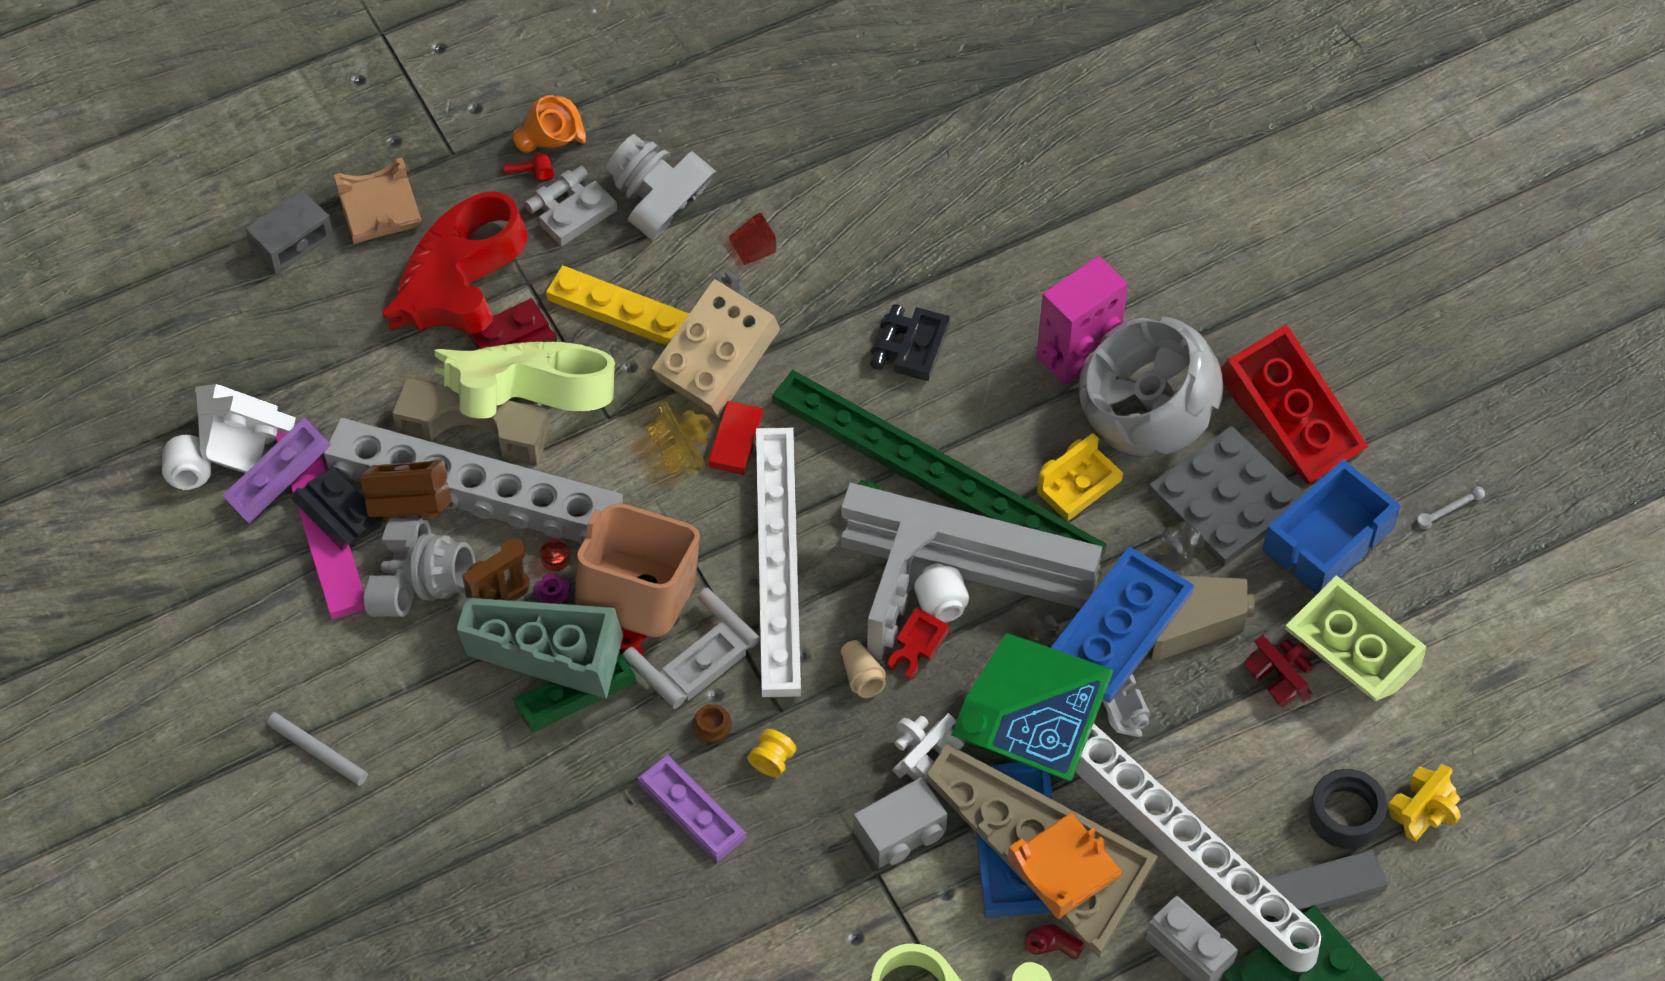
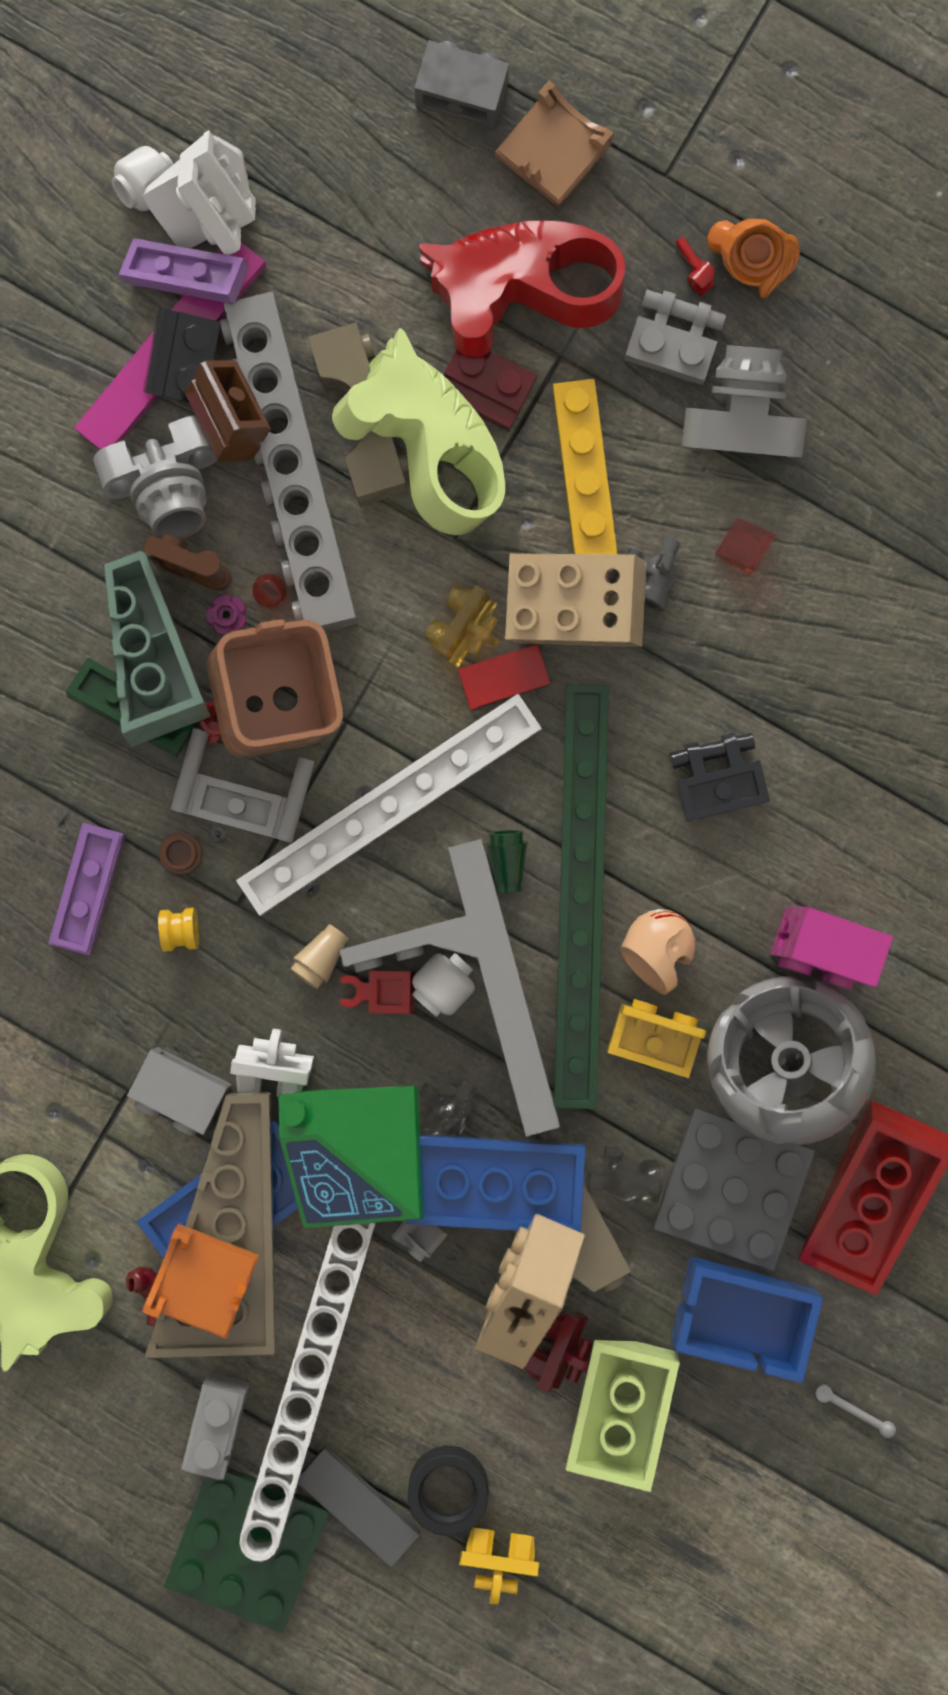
camera: 60 degrees right, 30 degrees up
(1014, 428) = (655, 945): none -> light nougat helmet
(1217, 637) = (529, 1290): none -> tan piece

